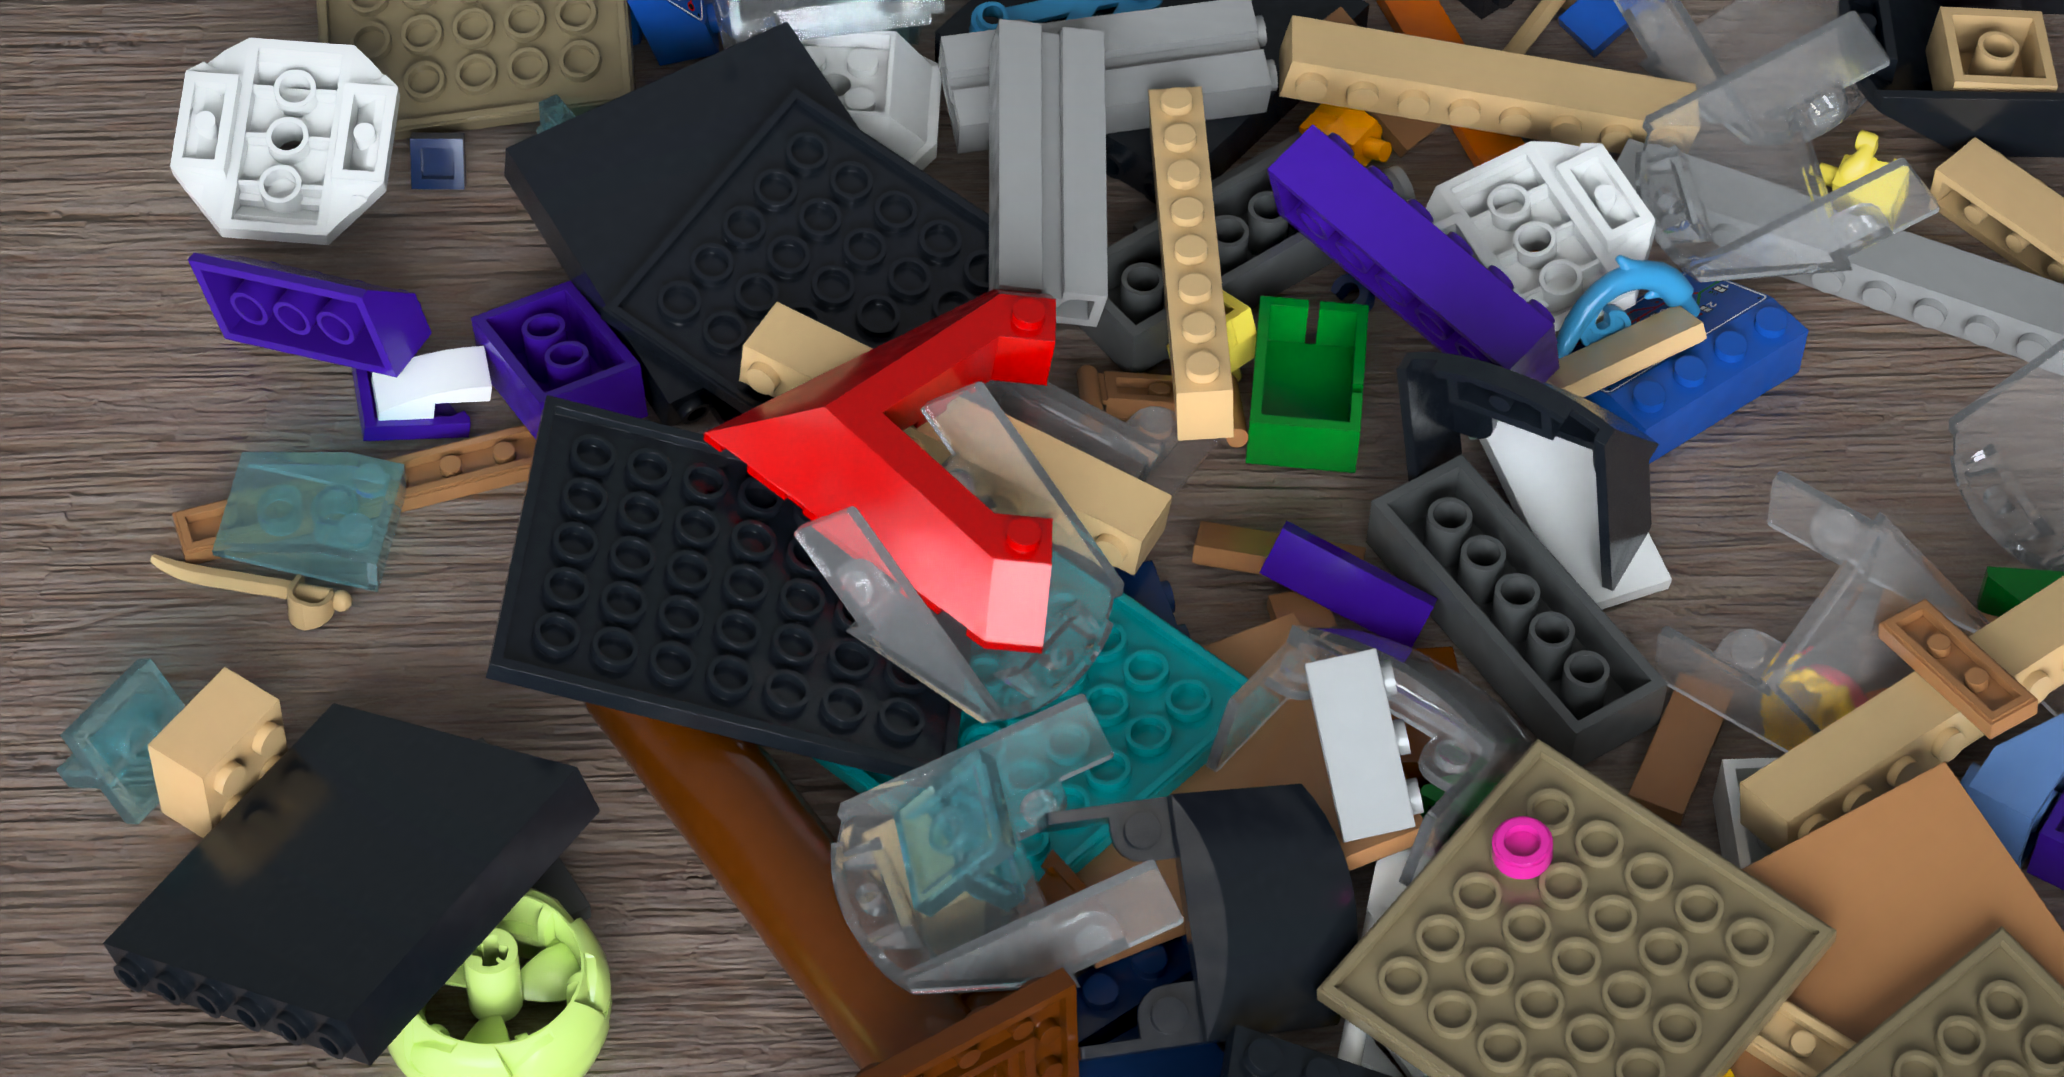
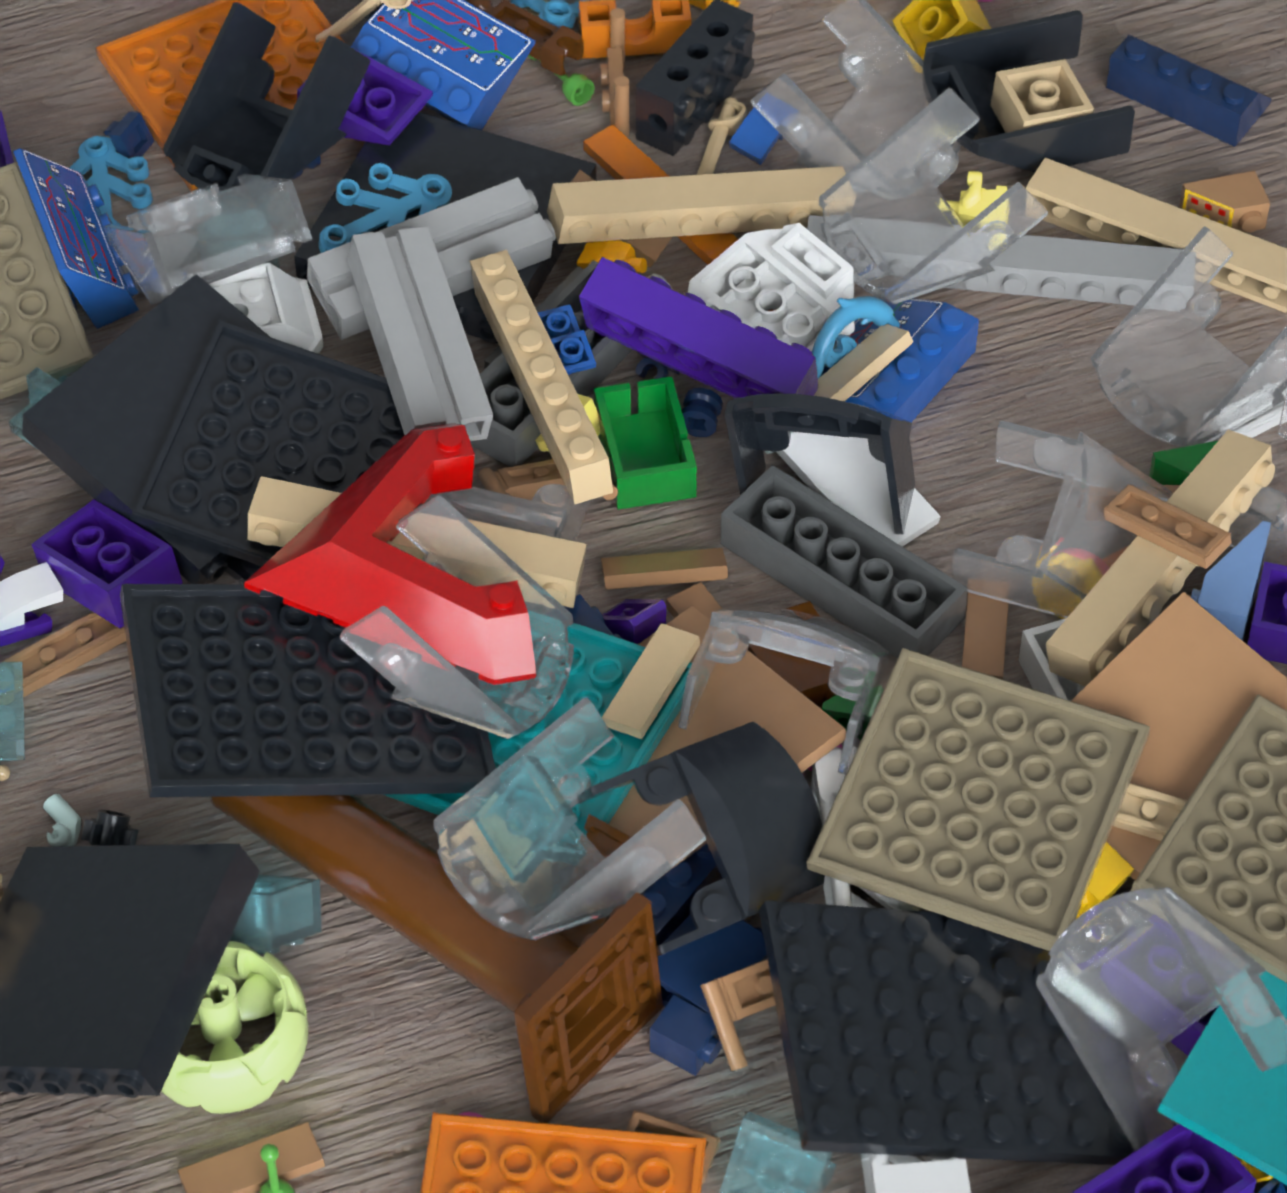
camera: 15 degrees left, 0 degrees up
(401, 684) = (67, 822): none -> light aqua arm
(446, 709) = (109, 829): none -> black gear
(615, 871) = (279, 913): none -> clear light blue slope
(1193, 698) = (651, 681): none -> tan tile
(1215, 612) = (636, 618): none -> dark purple slope
(1242, 223) = (568, 339): none -> blue slope
(1348, 585) = (721, 576): dark purple tile -> none
(1363, 744) = (788, 683): brick -> none
(1382, 363) = (701, 411): none -> dark blue wheel
(1522, 847) = (918, 725): dark pink tile -> none

